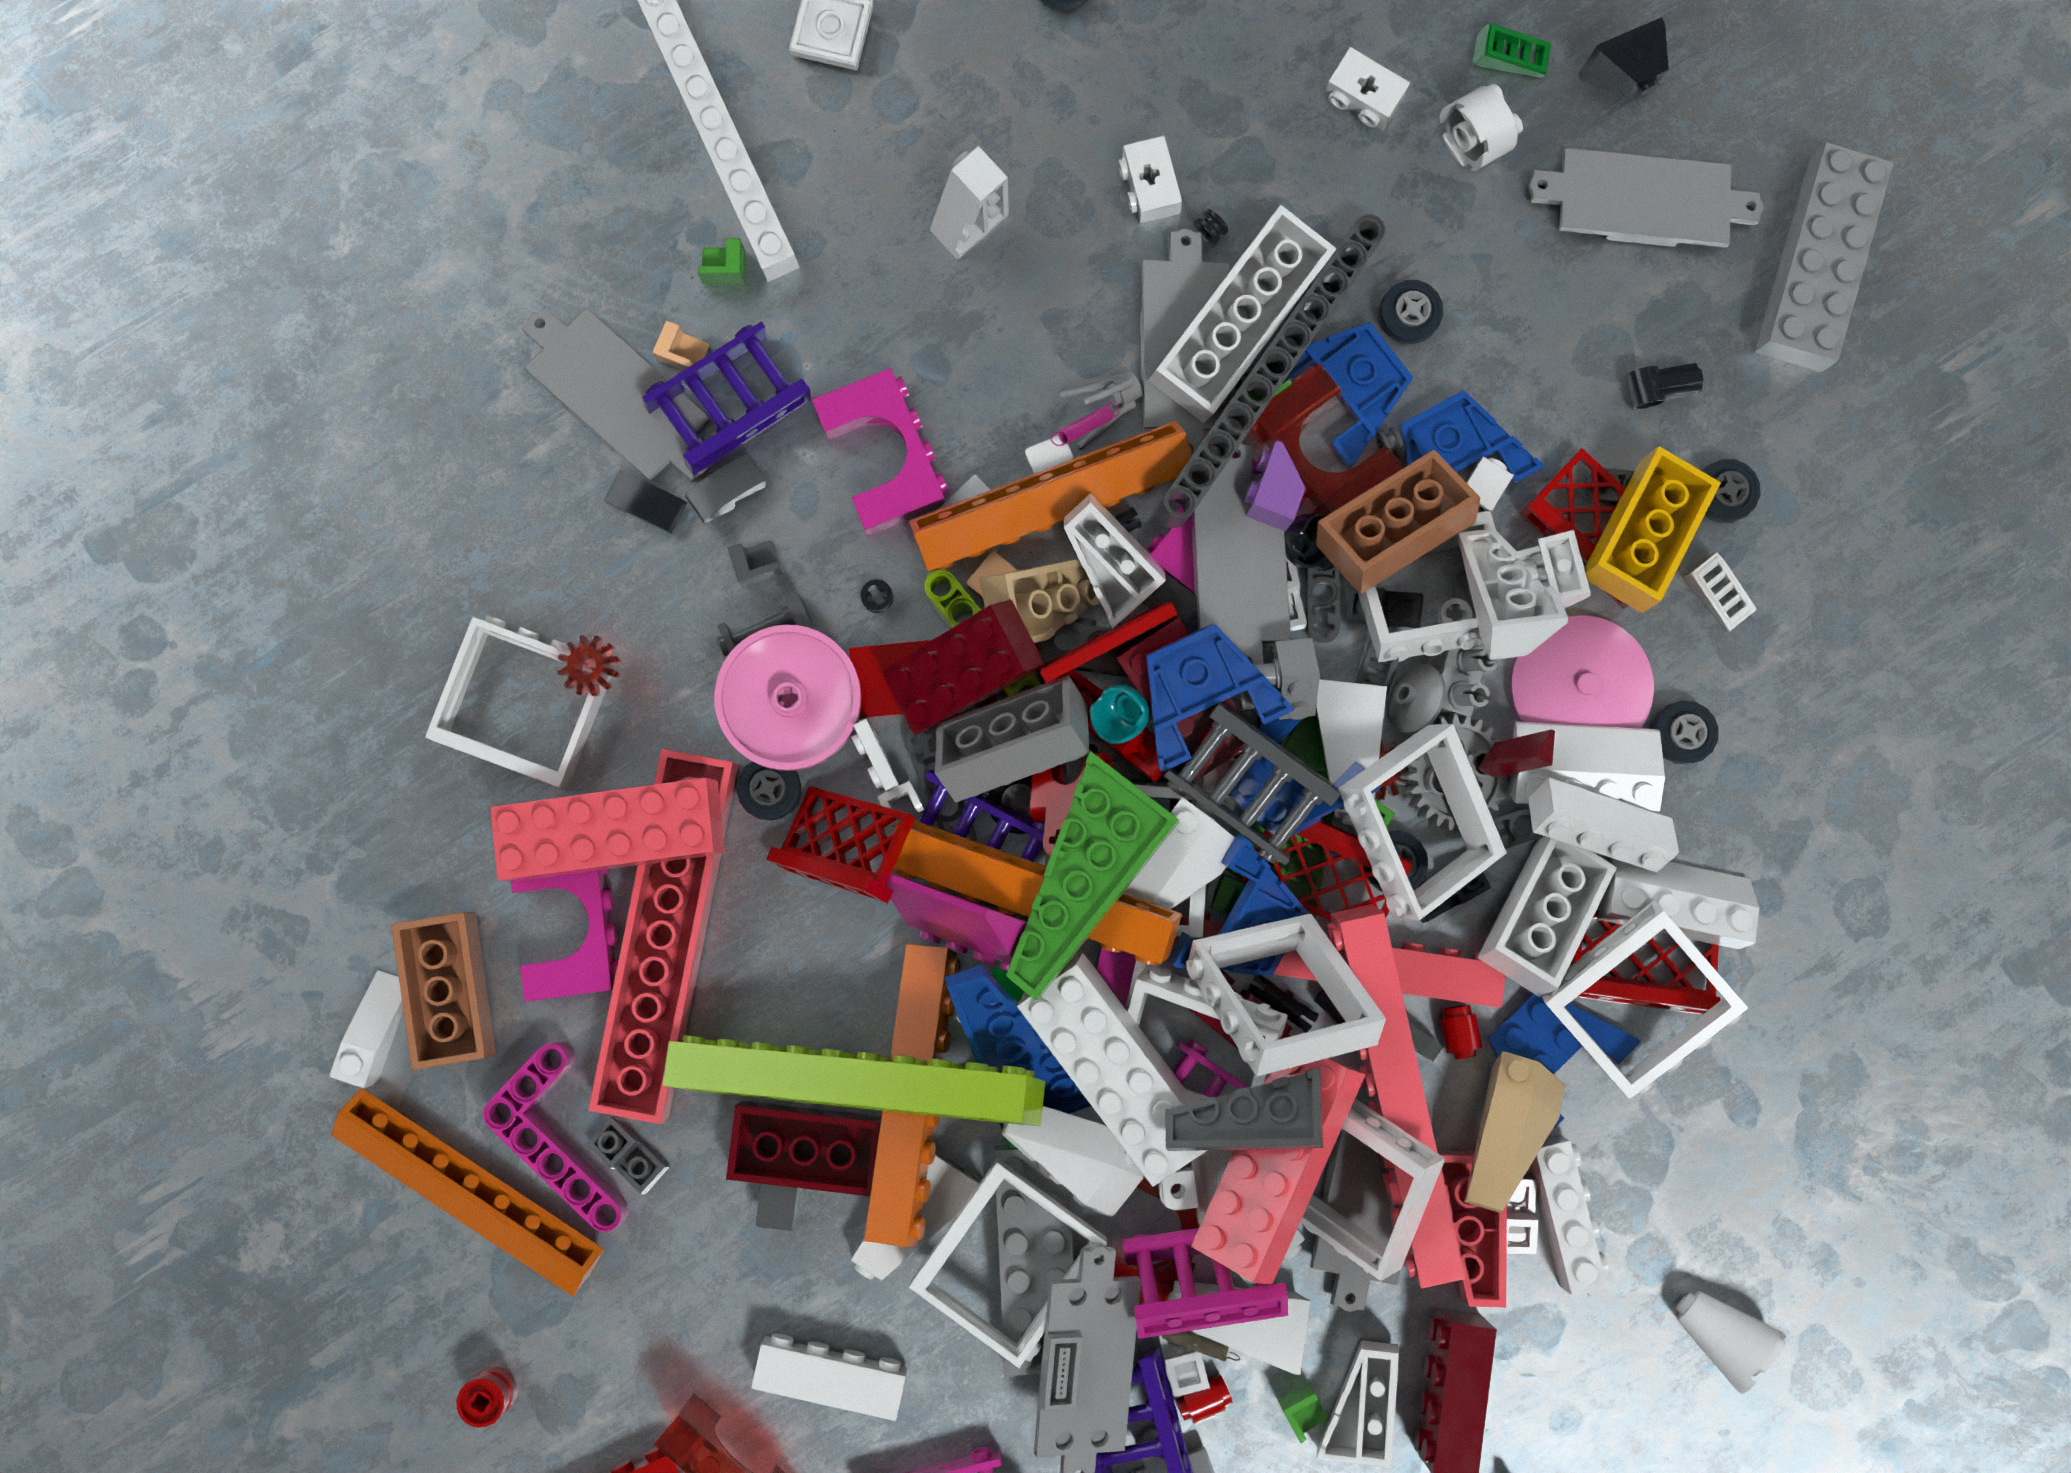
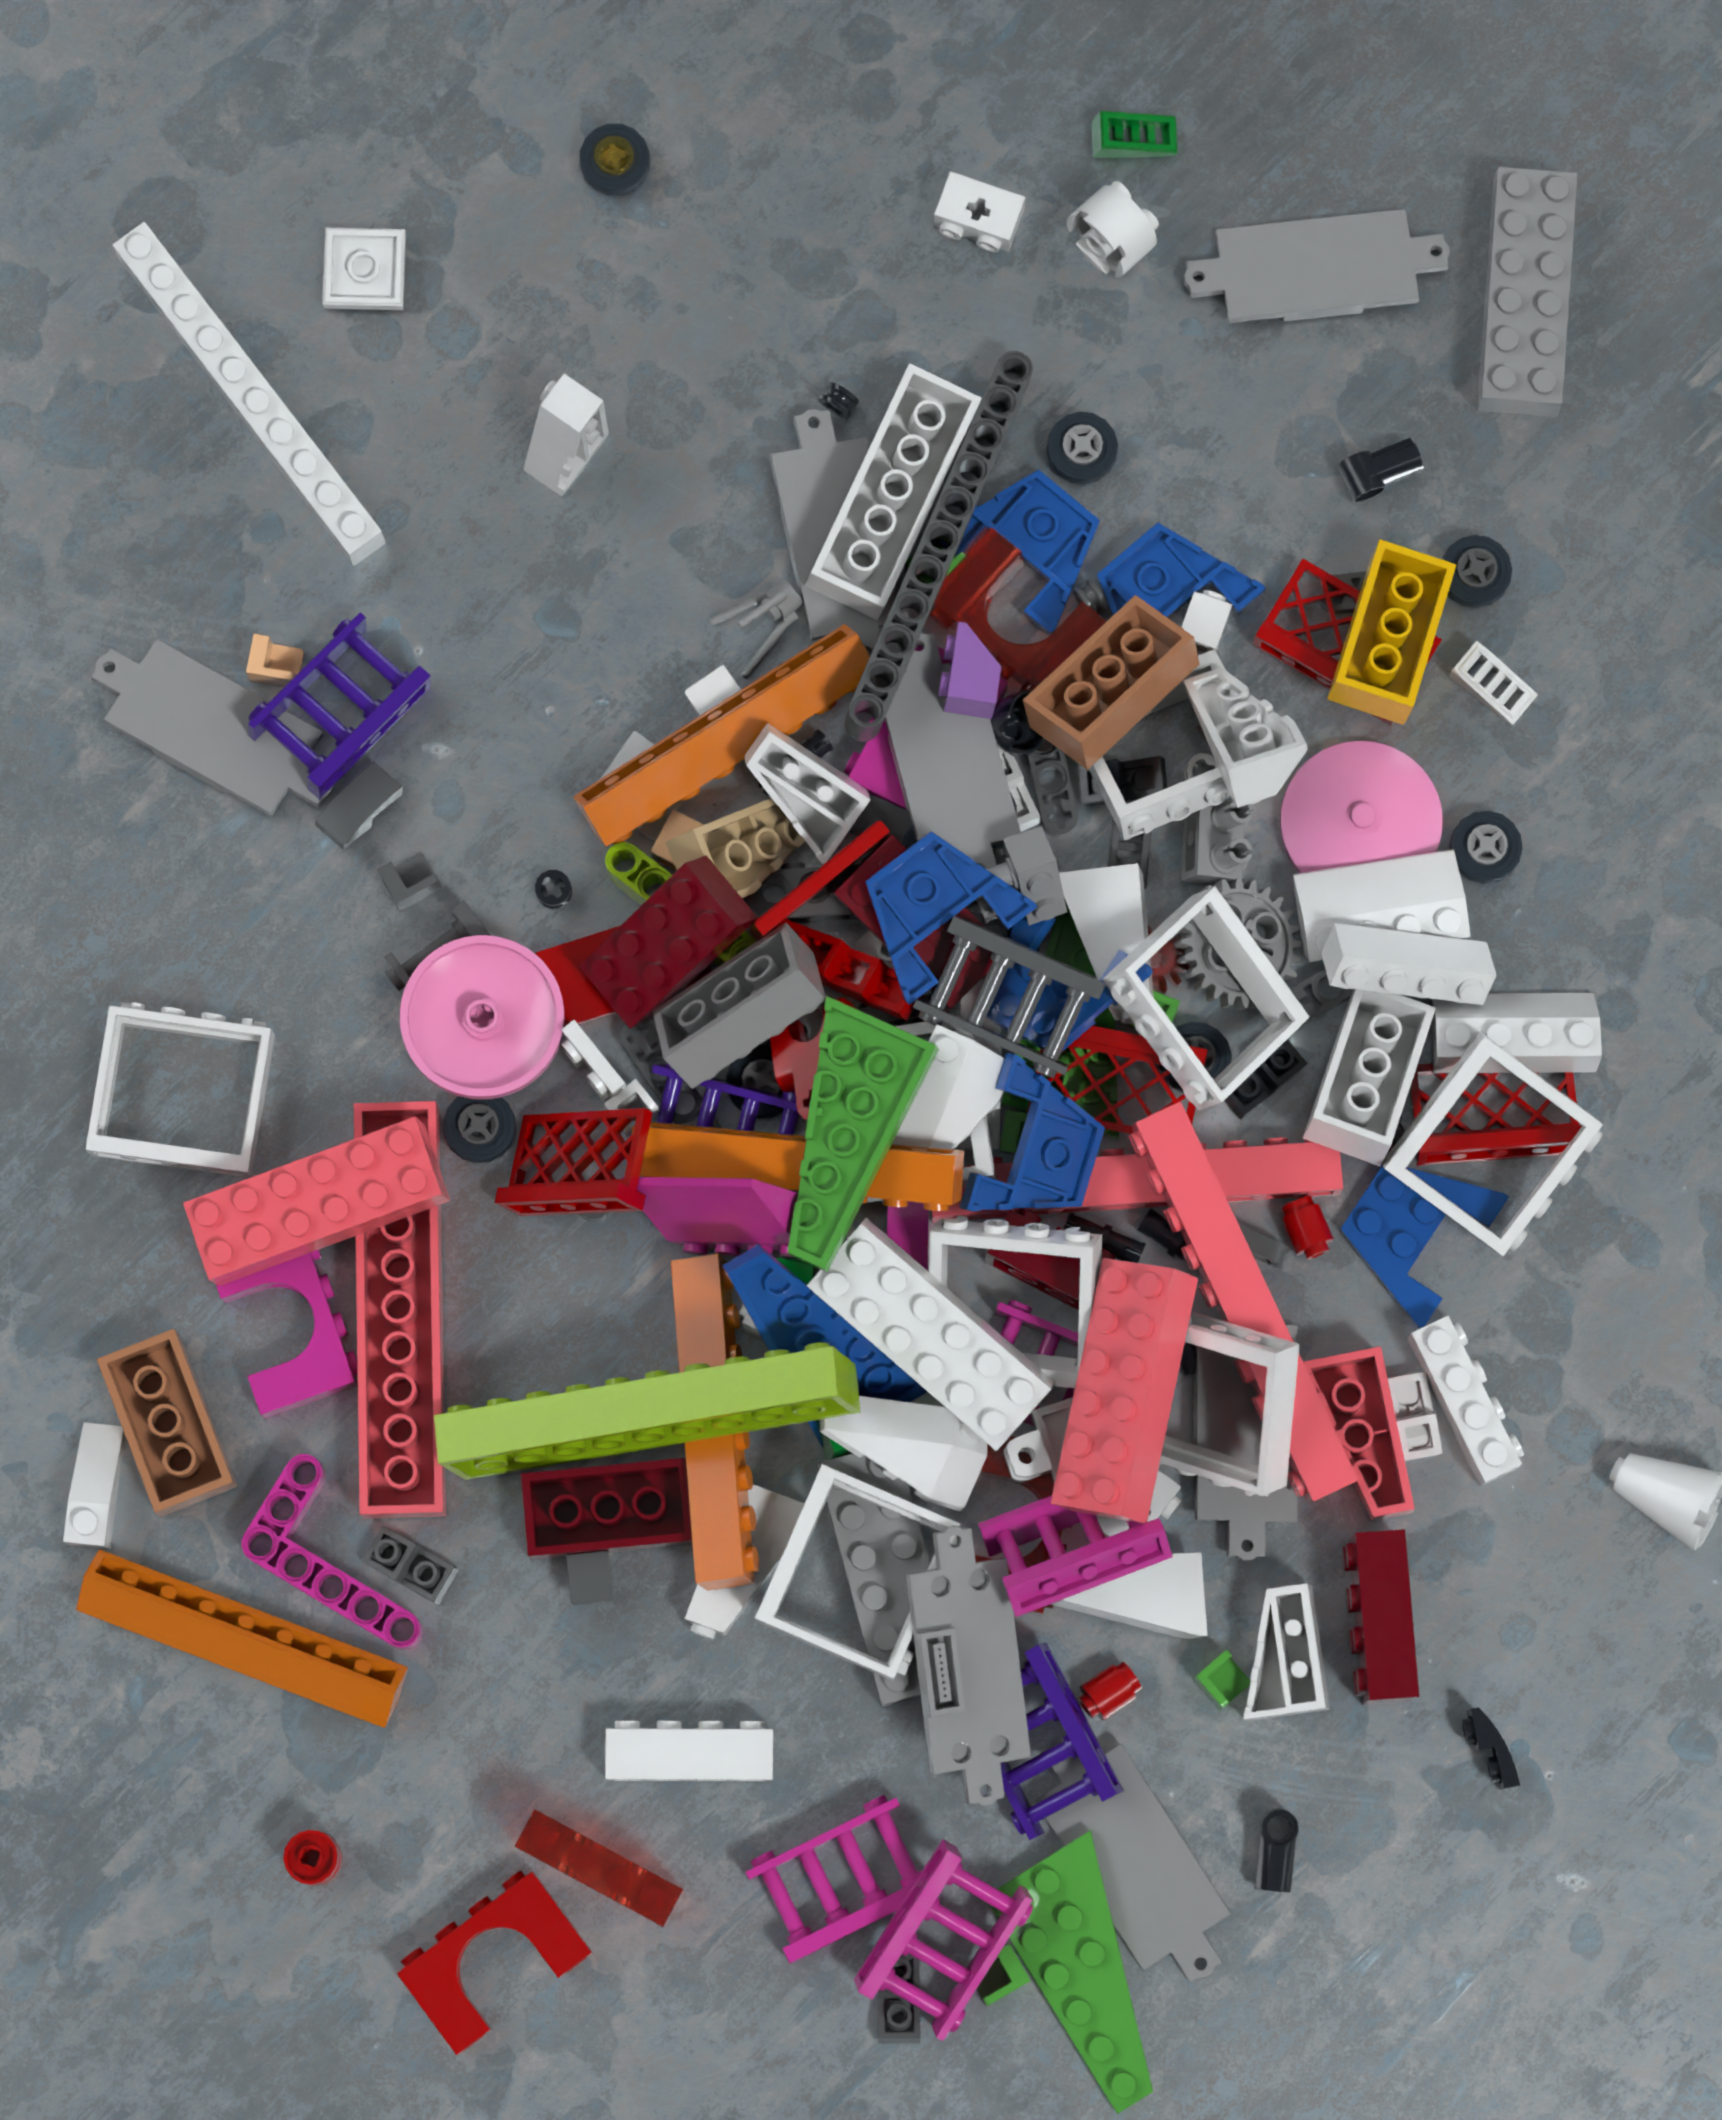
camera: 10 degrees left, 5 degrees down
(582, 679) = (245, 1042): clear red gear -> none
(645, 501) = (271, 839): black slope -> none
(723, 264) = (300, 557): bright green panel -> none
(881, 402) = (513, 673): dark pink arch -> none
(1085, 425) = (745, 649): dark pink piece -> none
(1119, 714) = (850, 953): teal hair -> none
(1151, 160) = (758, 341): white brick -> none
(1184, 1368) = (1073, 1647): white slope -> none
(1200, 1344) = (1084, 1625): dark tan piece -> none
(1259, 1117) = (1094, 1339): dark grey wing -> none
(1304, 935) = (1174, 1211): white window -> none
(1417, 699) = (1178, 871): light grey dish -> none
(1515, 1122) = (1384, 1303): tan wedge -> none
(1519, 754) = (1299, 907): dark red slope -> none
(1559, 566) = (1300, 695): white slope -> none
(1630, 61) = (1264, 121): black slope -> none

